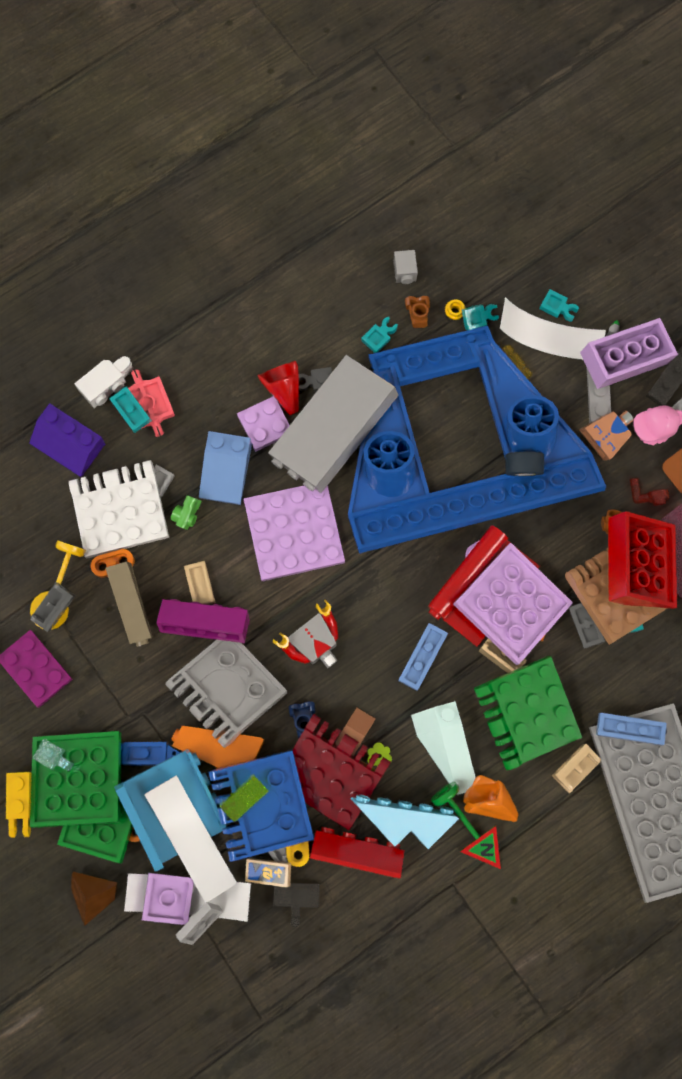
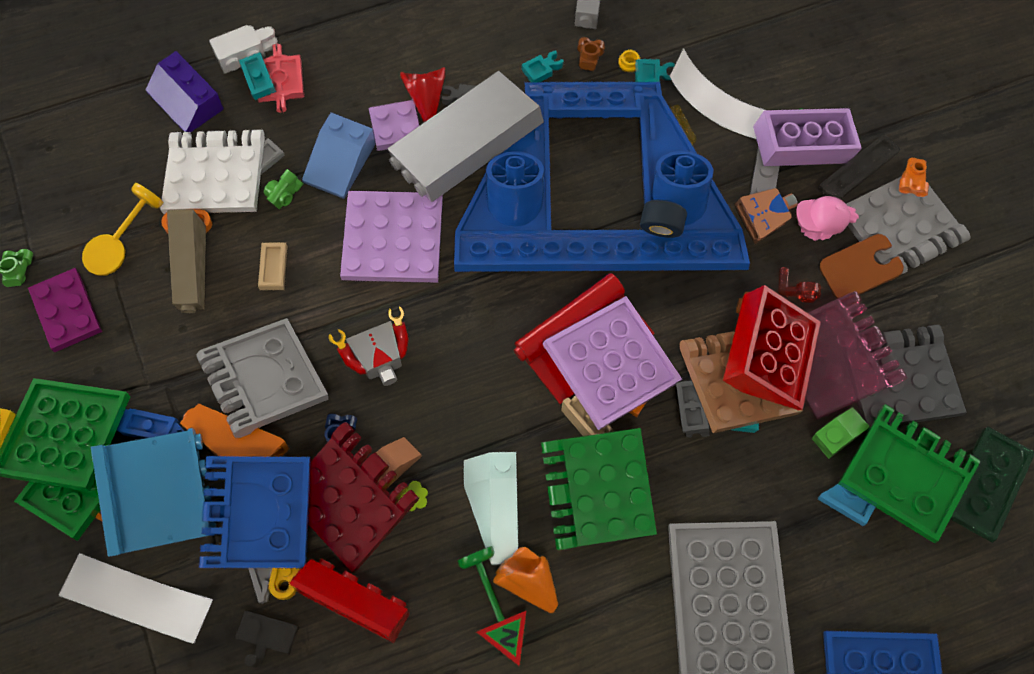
camera: 15 degrees right, 10 degrees down
(51, 755) = (43, 399): clear light blue plate -> none
(52, 607) = (107, 250): dark grey hinge -> none
(92, 894) = (33, 569): reddish brown slope -> none
(167, 899) = (114, 595): lavender plate -> none
(190, 839) = (163, 529): white sticker -> none
(199, 923) = (140, 633): light grey plate -> none
(203, 620) = (261, 300): magenta brick -> none
(243, 798) = (234, 494): clear neon green slope -> none
(268, 872) = (241, 595): tile -> none
(400, 818) = (410, 570): slope -> none
(423, 657) = (494, 399): medium blue plate -> none
(556, 304) = (740, 78): teal plate -> none
(576, 768) = (641, 568): tan hinge -> none
(631, 729) = (717, 536): medium blue plate -> none

